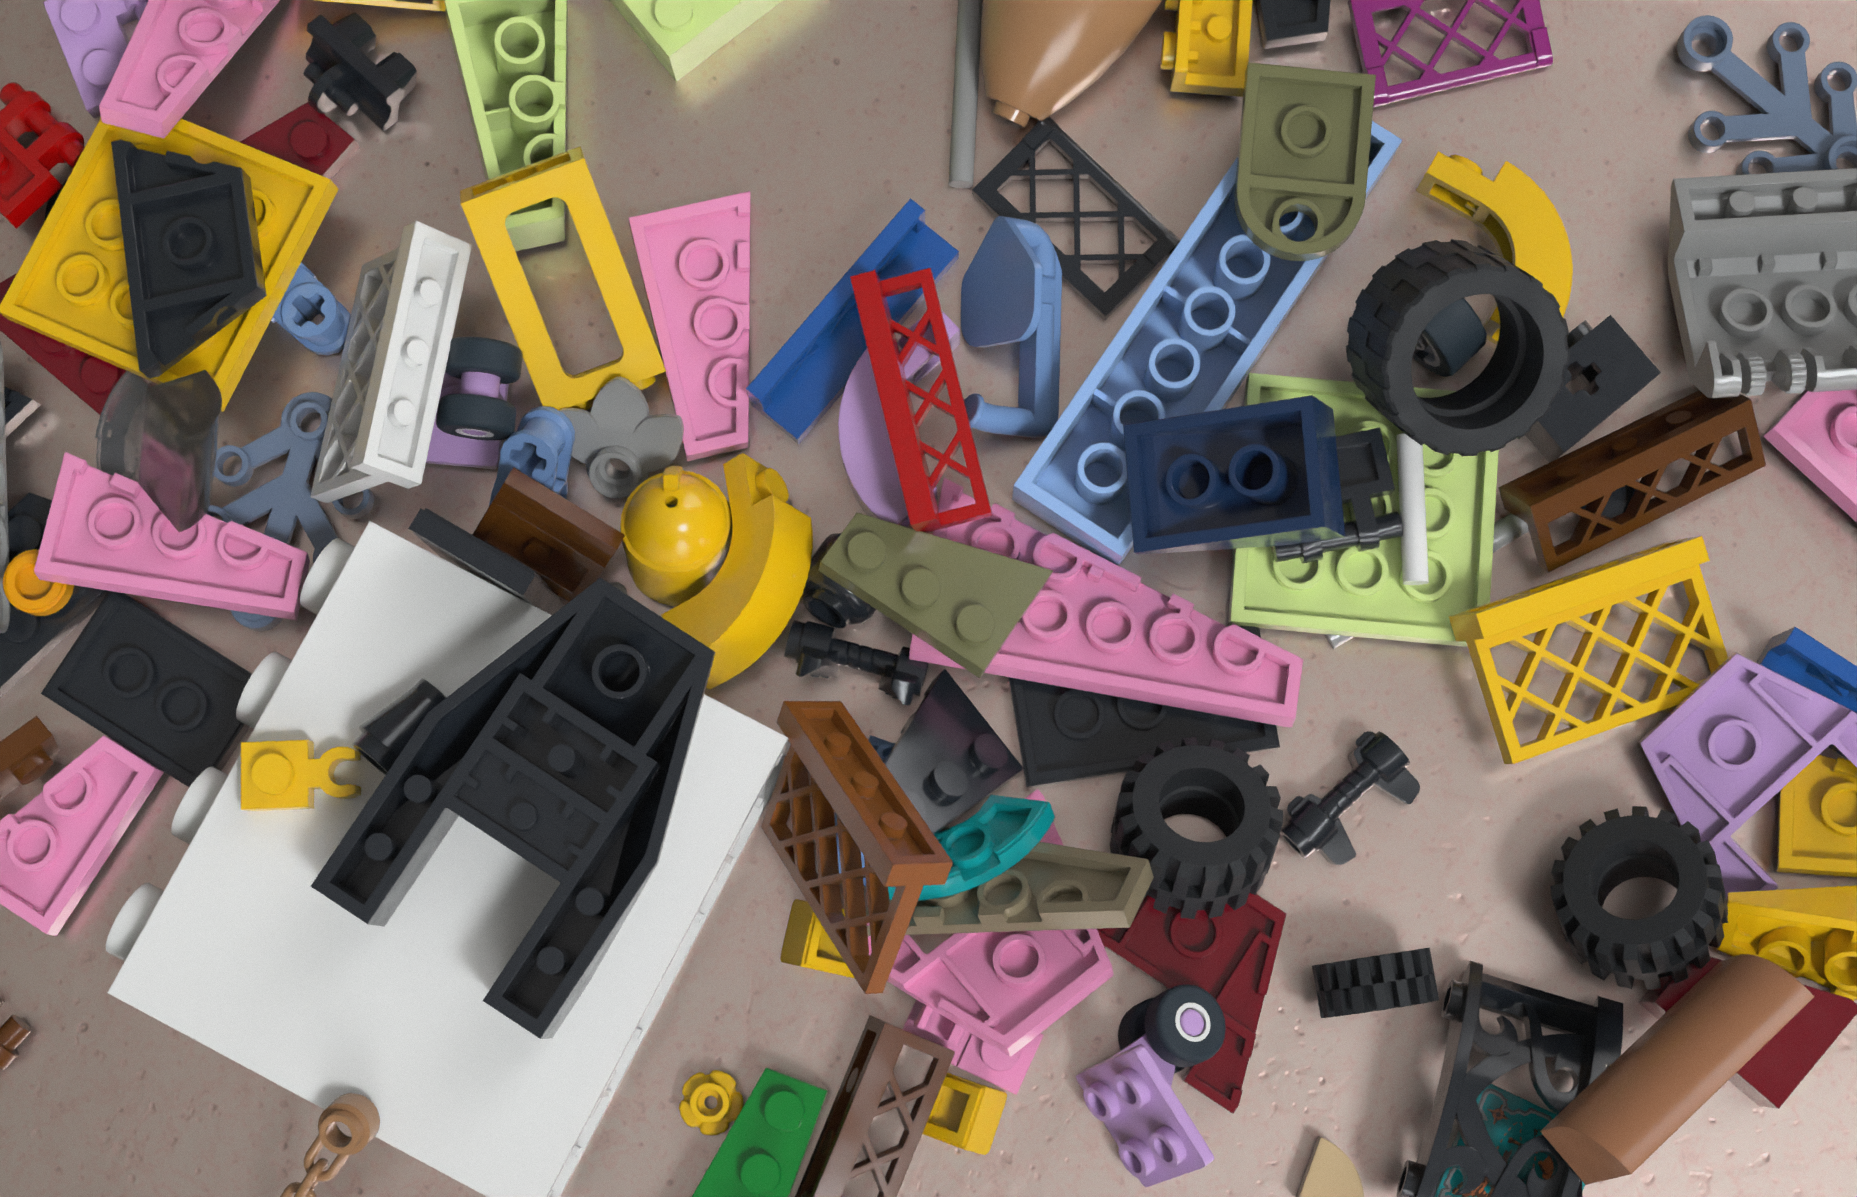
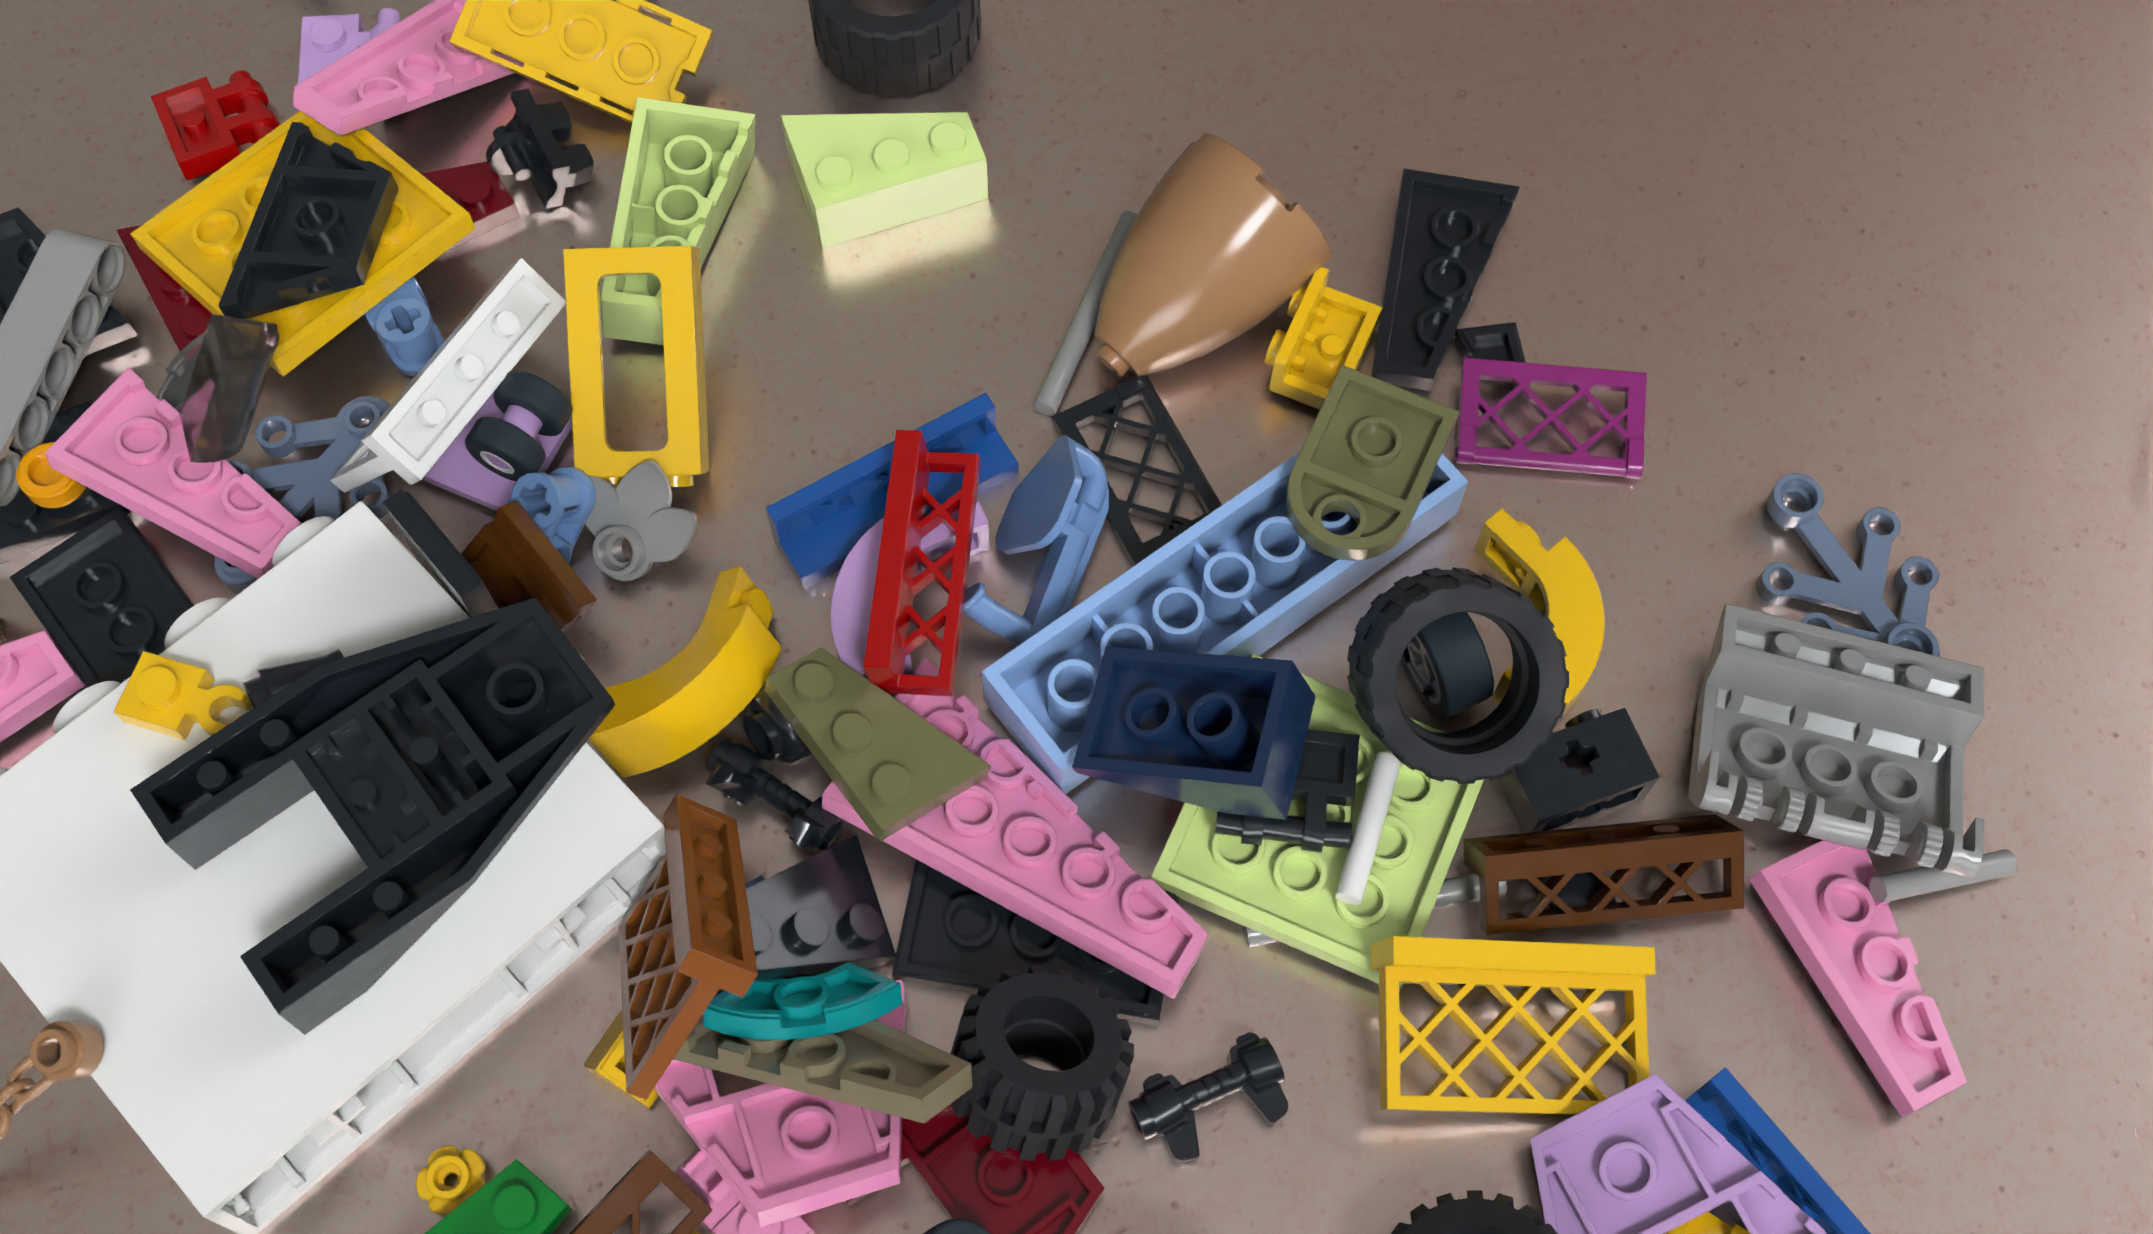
camera: 15 degrees right, 15 degrees down
(680, 547) = (646, 616): yellow helmet -> none
(698, 299) = (758, 439): bright pink wing -> none

